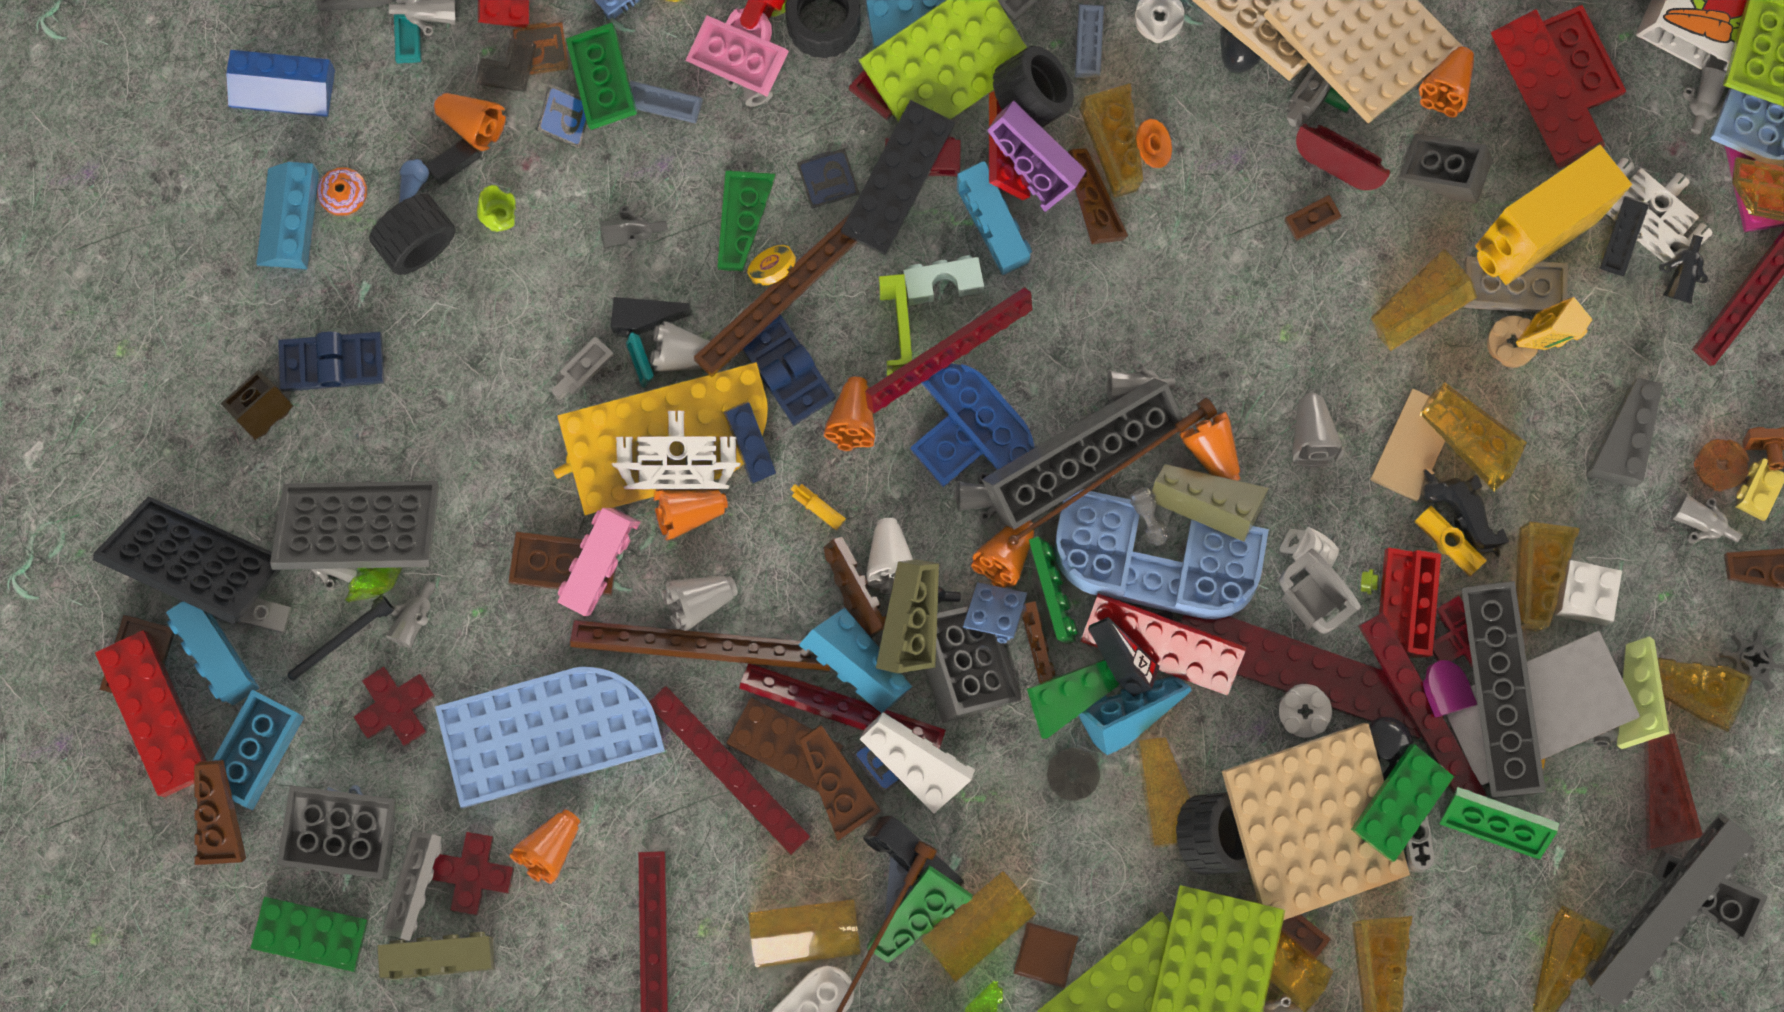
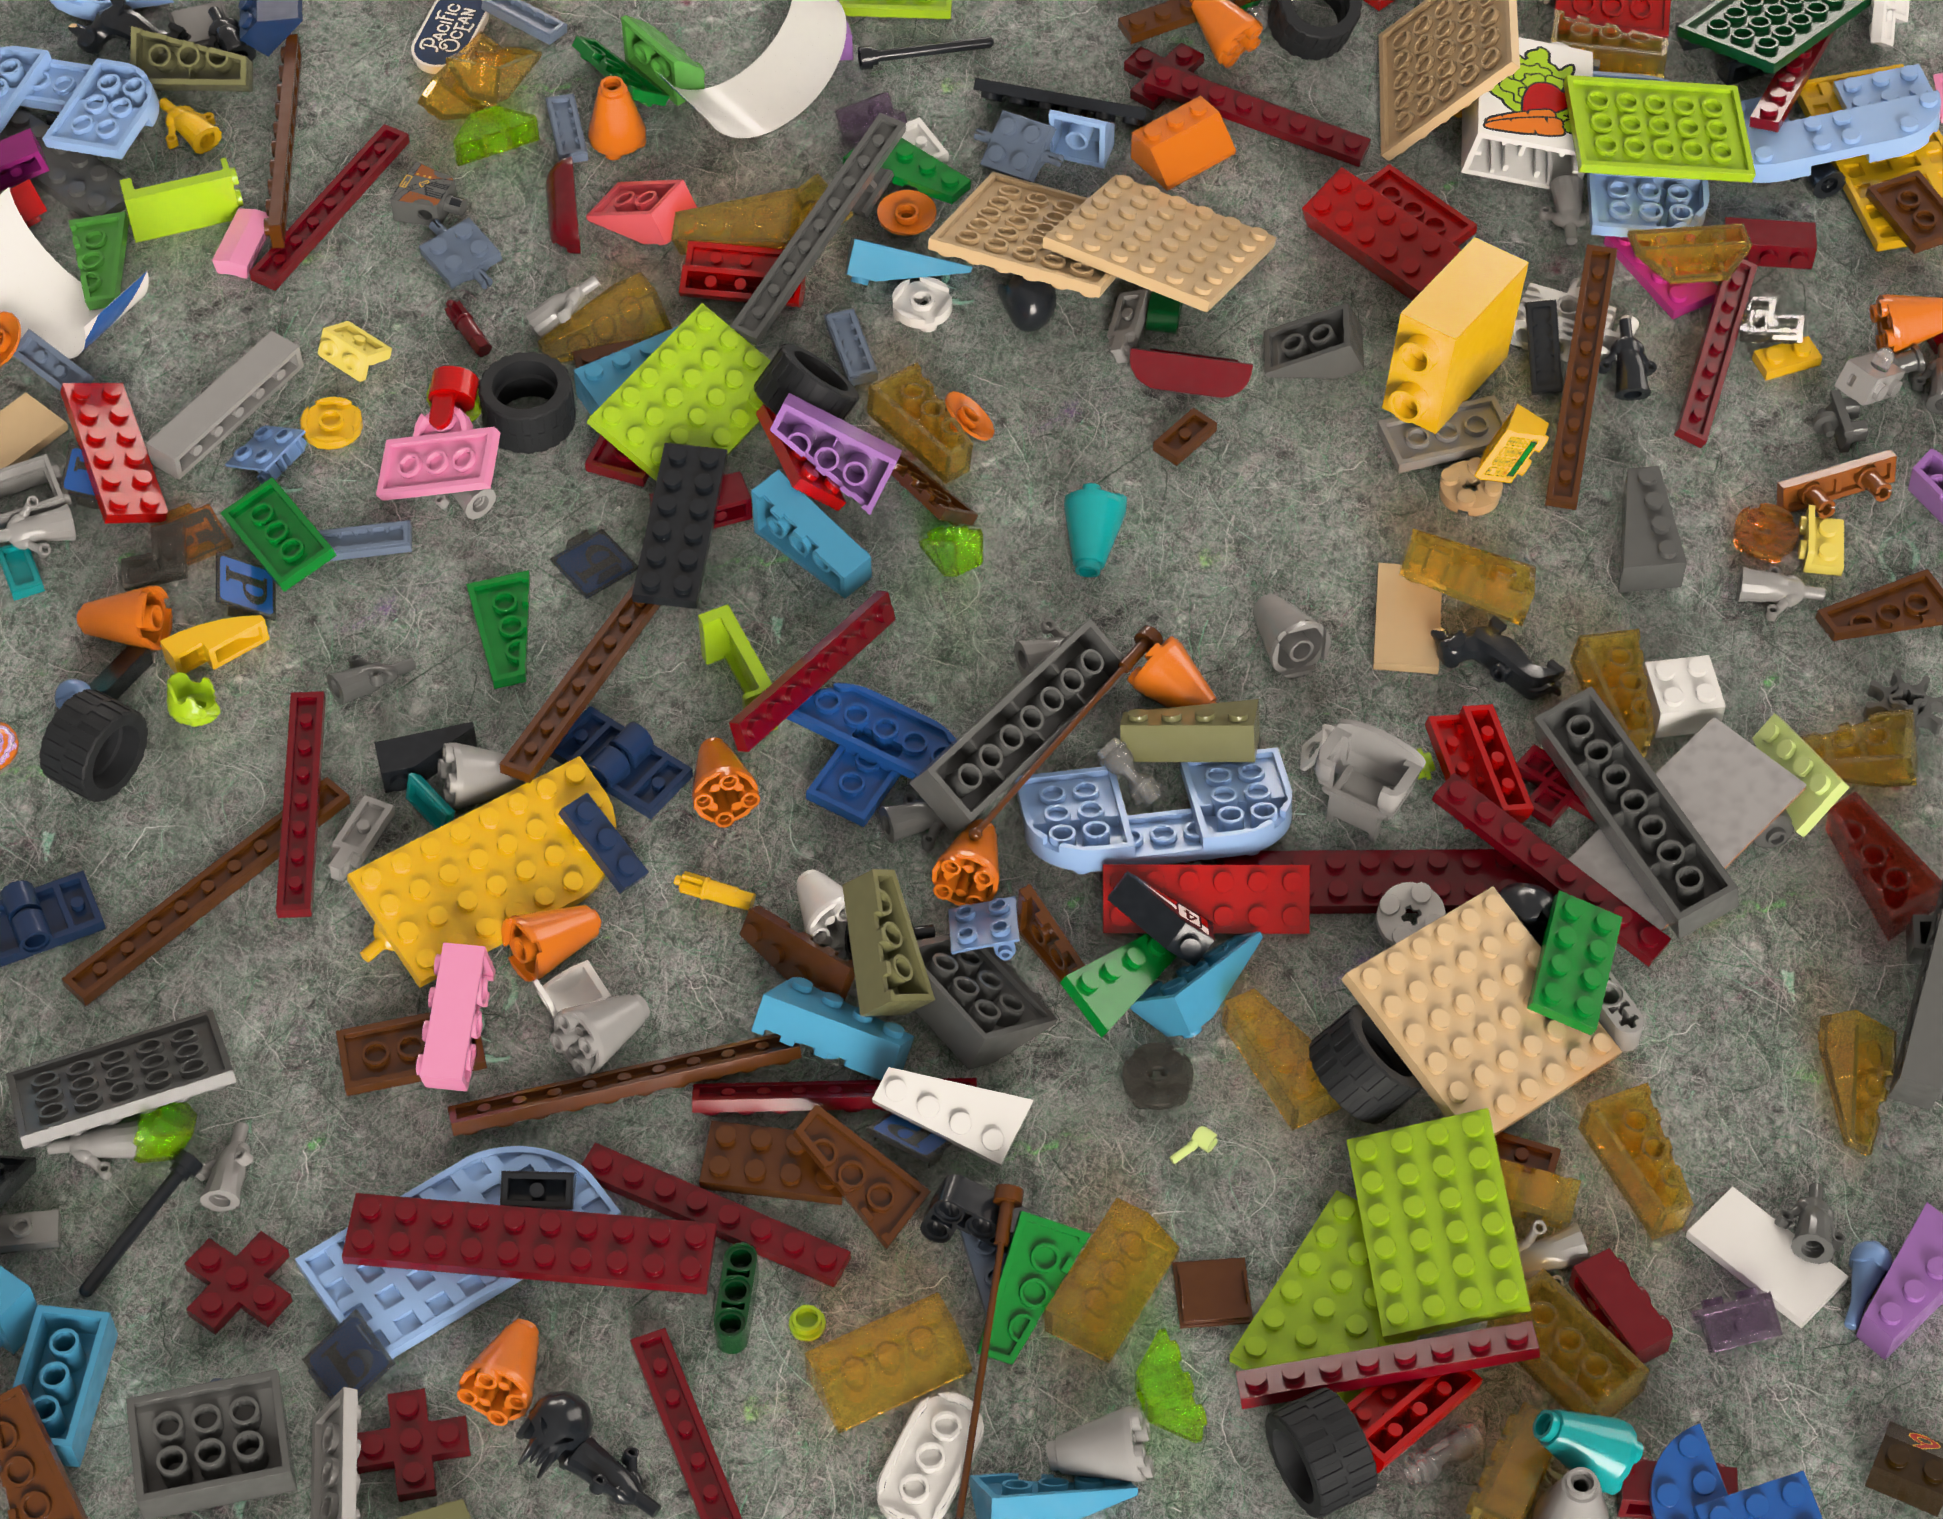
camera: 20 degrees left, 25 degrees down
(447, 798) = (348, 1358): none -> clear smoke piece
(462, 377) = (190, 903): none -> reddish brown plate
(527, 159) = (214, 642): none -> yellow slope
(546, 332) = (301, 805): none -> dark red plate
(573, 903) = (555, 1429): none -> black helmet
(592, 950) = (610, 1477): none -> black piece
(594, 755) = (530, 1243): none -> dark red plate
(613, 712) = (538, 1189): none -> black slope
(676, 476) = (501, 892): white piece -> none
(687, 559) = (572, 988): none -> white piece
(720, 858) = (736, 1313): none -> dark green beam
(762, 879) = (807, 1323): none -> lime plate
(771, 265) = (560, 657): yellow tile -> none
(963, 273) = (797, 604): light aqua arch -> none
(1051, 580) = (1050, 883): green plate -> none
(1085, 835) = (1202, 1138): none -> yellowish green hand
(1095, 266) = (954, 549): none -> clear neon green slope
(1206, 285) = (1093, 526): none -> teal cone
(1424, 301) = (1351, 471): clear yellow wedge -> none
(1447, 688) = (1569, 835): magenta tile -> none
(1449, 83) = (1278, 272): orange cone -> none
(1463, 553) = (1495, 690): yellow piece -> none
(1499, 823) = (1700, 954): green plate -> none
(1641, 274) = (1581, 377): none -> reddish brown plate

